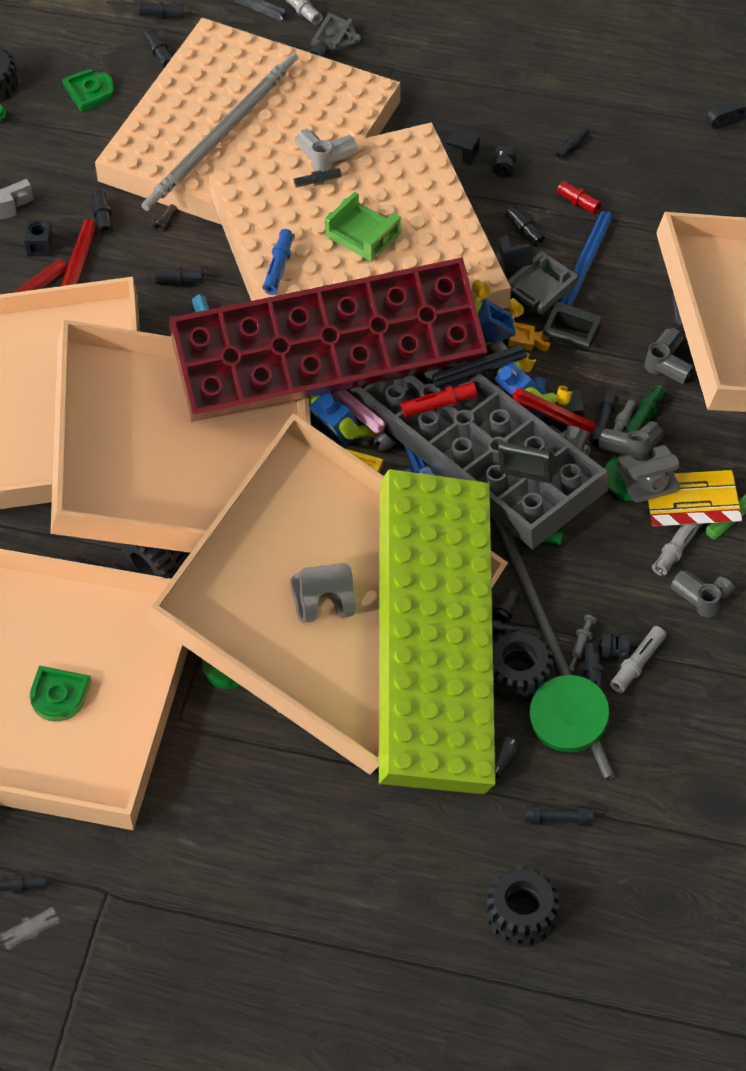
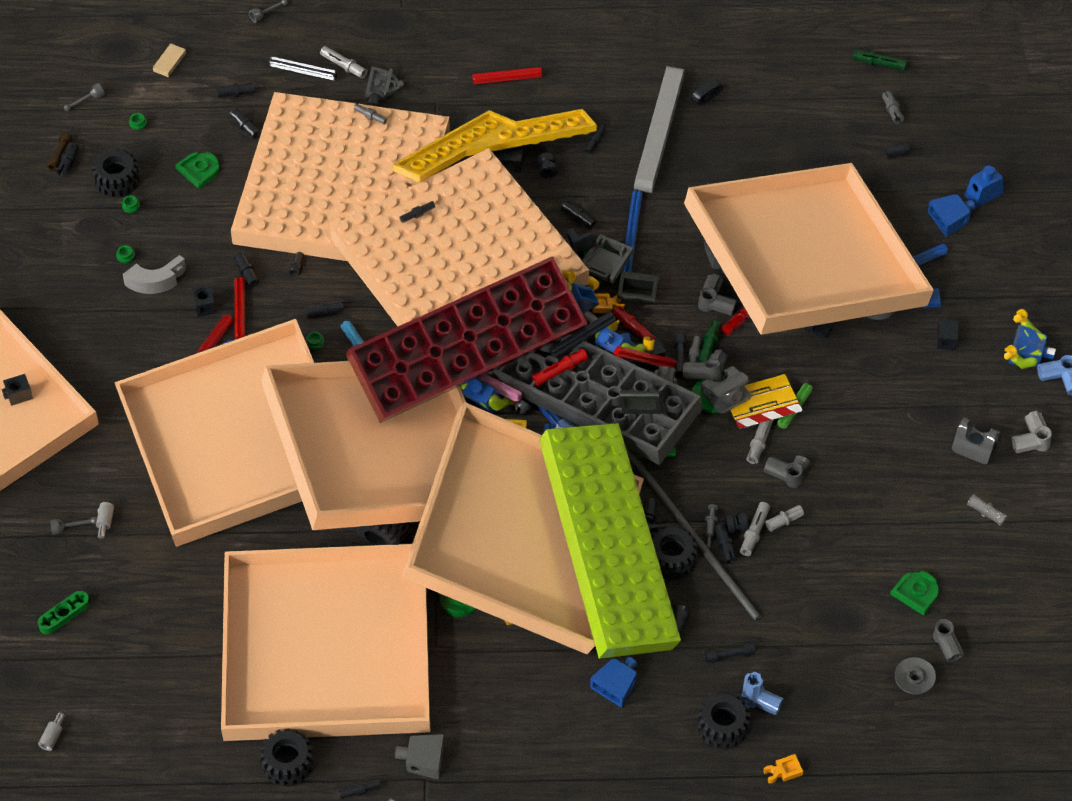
camera: 15 degrees left, 0 degrees up
(36, 24) = (137, 121): none -> green plate
(58, 693) = (343, 647): green tile -> none
(113, 858) = (423, 755): none -> dark grey torso
(155, 310) = (314, 340): none -> green plate
(219, 132) = (323, 186): light grey axle -> none
(281, 253) = (410, 279): blue pin -> none
(305, 61) = (370, 114): none -> dark grey bar
(323, 152) = (415, 190): light grey piece -> none
(326, 581) = (521, 521): dark grey piece -> none
(361, 228) = (464, 246): bright green panel -> none
(395, 818) = (615, 680): none -> blue torso
(446, 110) = (491, 132): none -> yellow piece
(488, 52) = (508, 75): none -> red axle
(551, 366) = (629, 321): none -> red pin
(569, 713) = (717, 578): green piece -> none
(577, 883) = (756, 696): none -> medium blue piece
(579, 197) = (613, 183): red pin -> none
(591, 993) = (786, 768): none -> light orange plate
(654, 147) = (659, 129): none -> light grey beam
(681, 654) = (784, 518): none -> light grey axle
(684, 394) = (735, 321): none -> red axle

